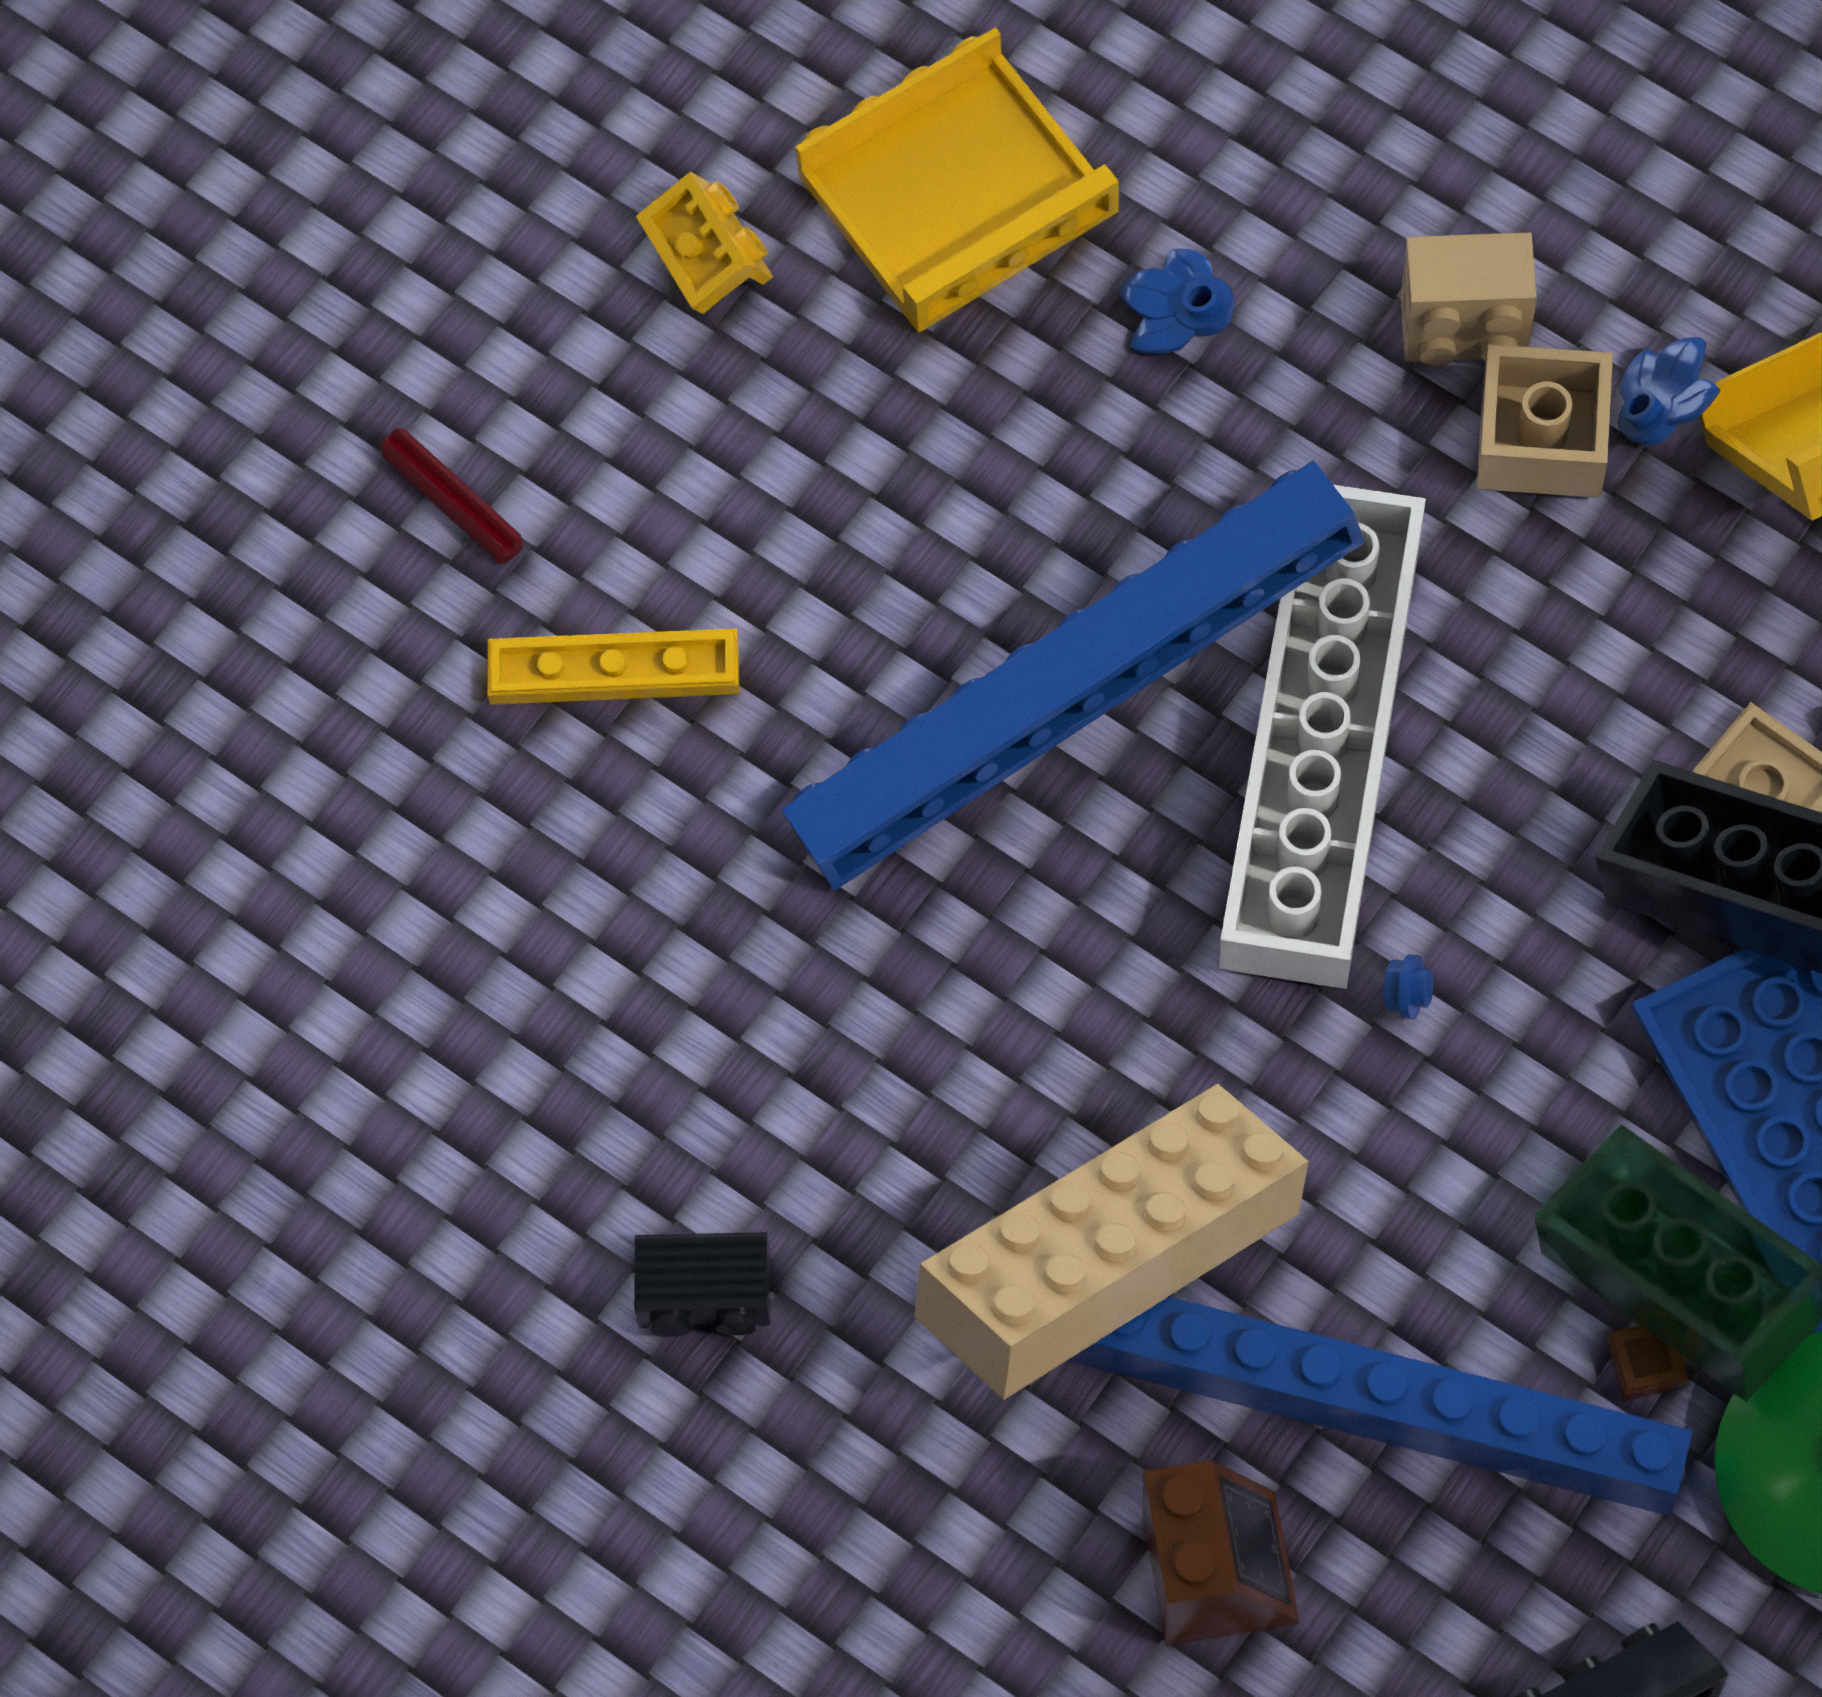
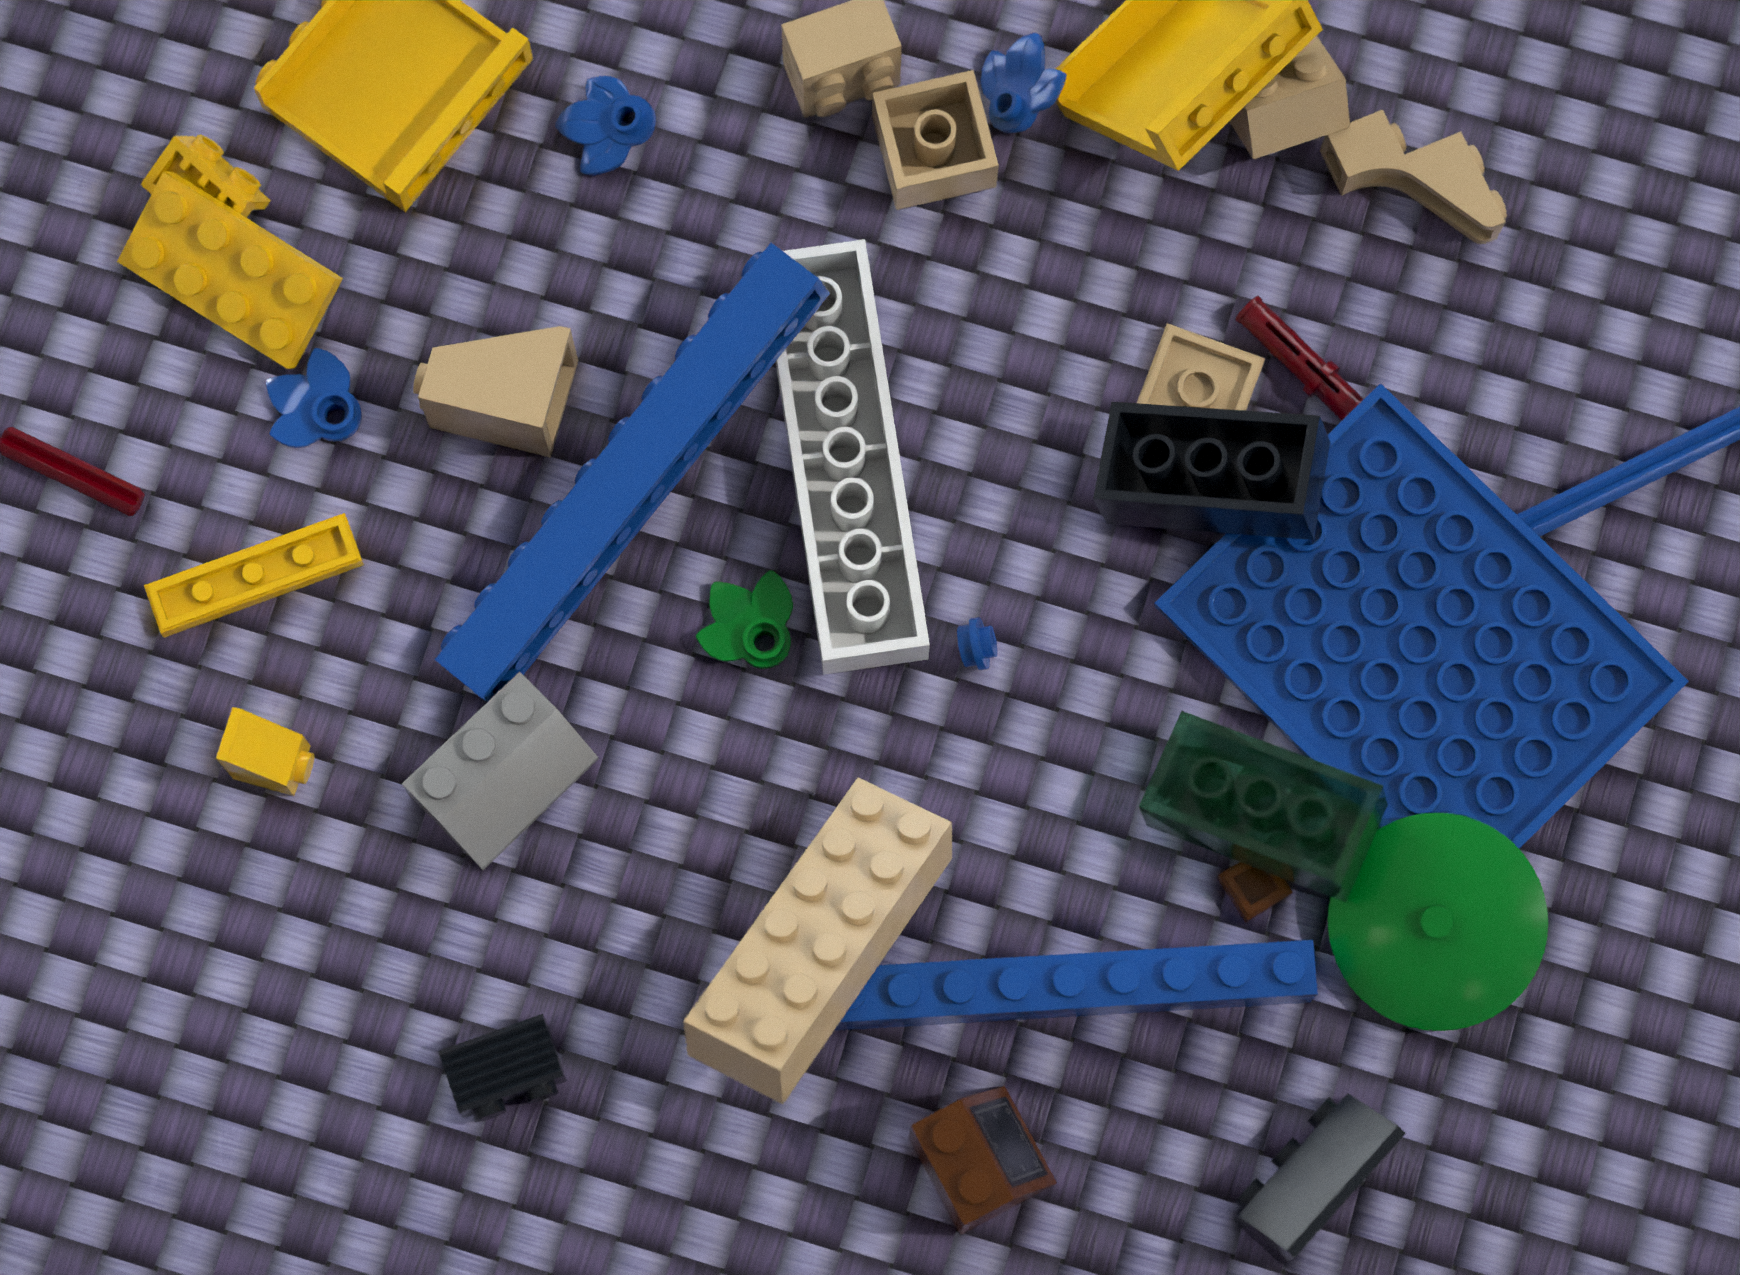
camera: 25 degrees left, 10 degrees up
(554, 852) = (264, 753): none -> yellow slope
(701, 332) = (229, 269): none -> yellow plate
(741, 498) = (309, 400): none -> blue plate
(813, 956) = (500, 771): none -> light grey slope
(958, 541) = (500, 388): none -> tan slope
(1152, 879) = (744, 617): none -> green plate

